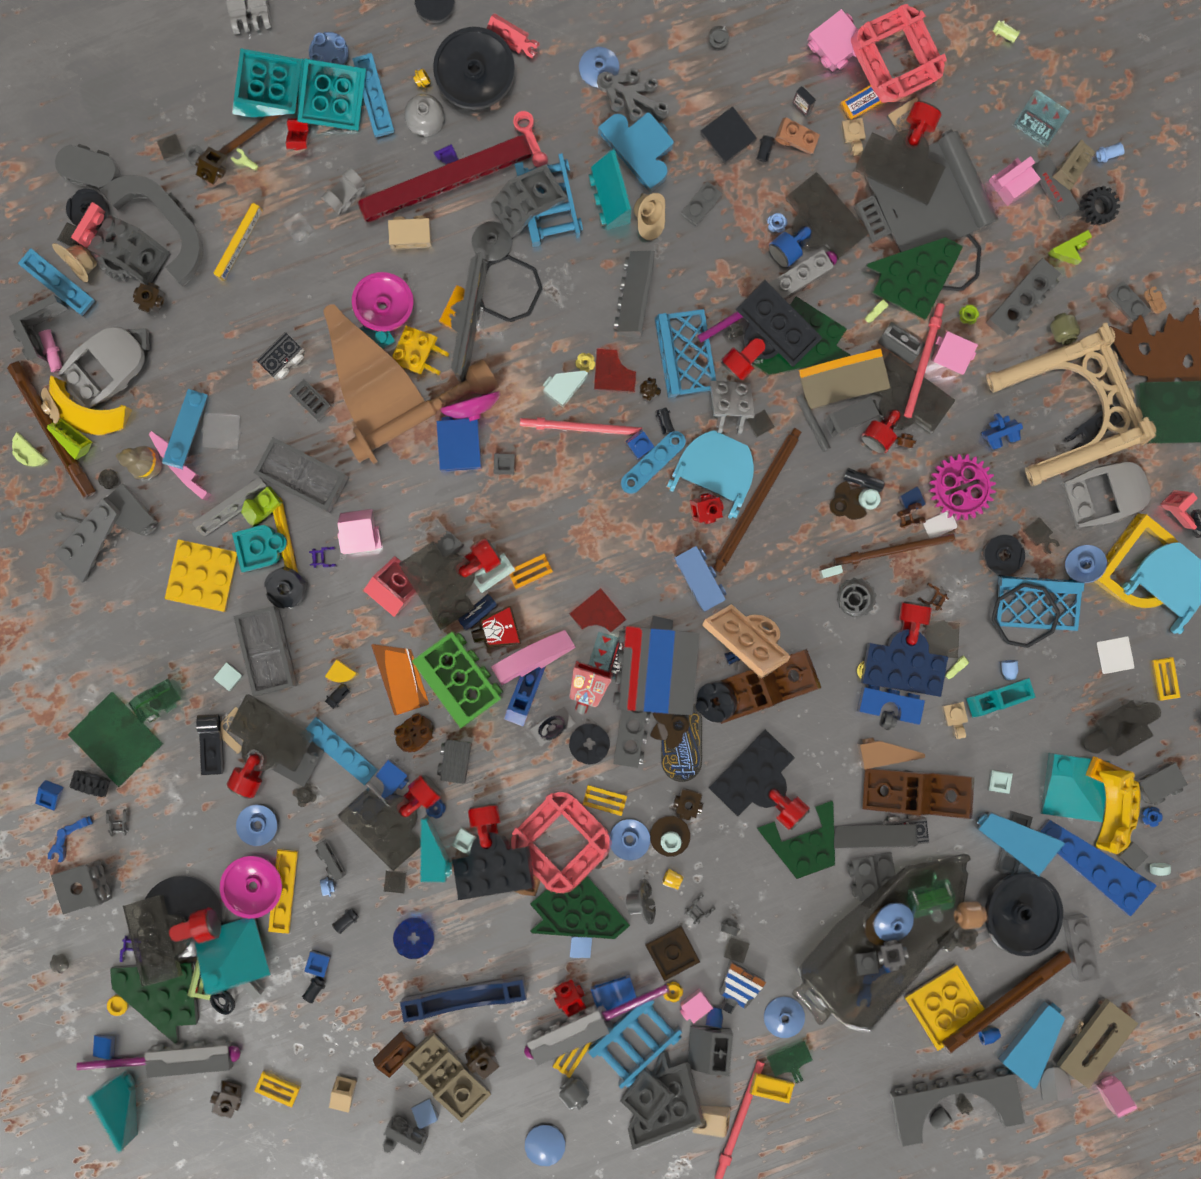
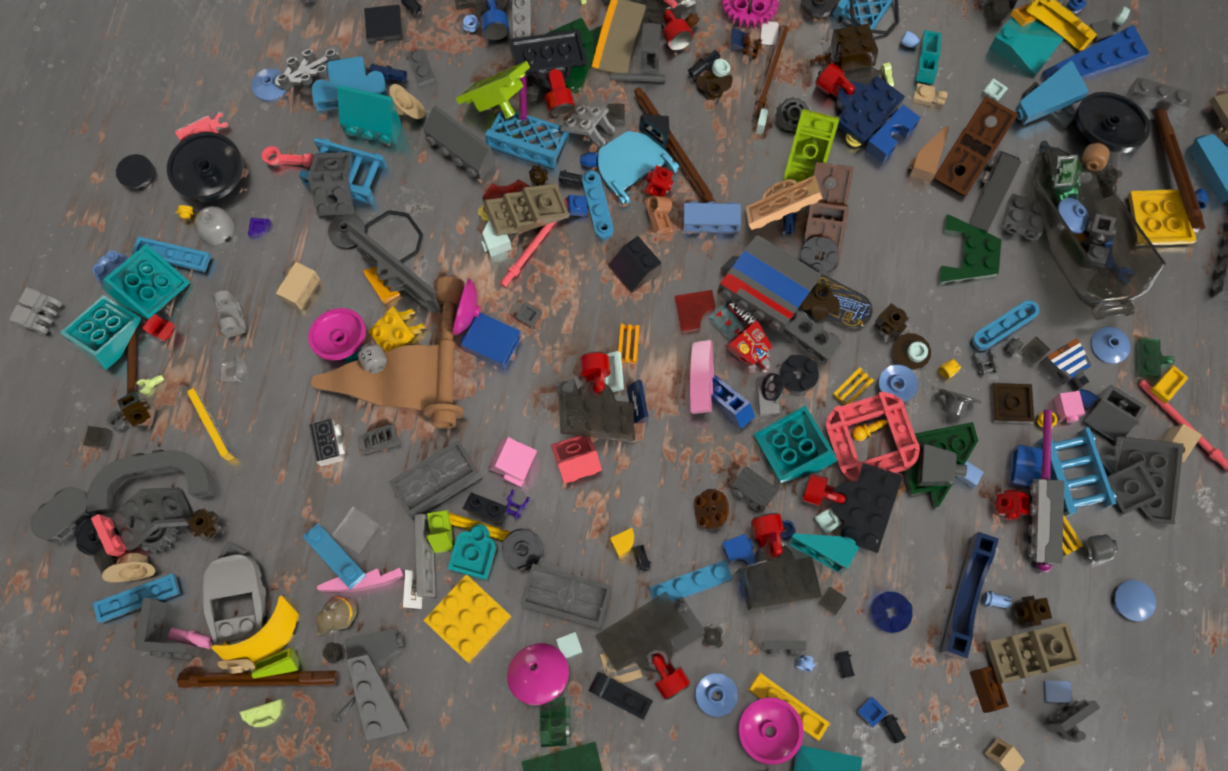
camera: 60 degrees left, 15 degrees down
(191, 676) = (543, 683): none -> dark pink dish
(194, 513) = (410, 597): none -> white sticker
(302, 533) = (485, 508): none -> black hinge
(375, 350) = (372, 358): none -> light grey head
(400, 678) = (656, 498): orange sticker -> none
(444, 178) = (273, 238): dark red beam -> none
(444, 681) = (689, 457): bright green brick -> none
(475, 1022) = (992, 599): none -> light blue pin
(498, 629) = (662, 392): torso -> none
(516, 776) = (795, 445): none -> teal slope
(564, 915) = (938, 467): none -> dark grey torso
(565, 829) = (860, 433): none -> yellow bar
(604, 400) = (526, 209): none -> dark tan slope
(609, 533) = (635, 264): none -> black slope
(675, 175) = (389, 72): none -> dark blue pin
(675, 525) = (658, 210): none -> nougat plate
(695, 427) = (589, 159): none -> blue hose
(708, 295) = (496, 90): none -> lime brick
(746, 910) = (1005, 325): none -> dark azure plate
(758, 779) = (901, 259): black plate -> none
(763, 474) = (656, 128): none -> black slope
(820, 635) = (810, 144): none -> lime brick
(888, 720) = (904, 141): dark grey plate -> none
(966, 620) = (854, 47): none -> dark brown piece

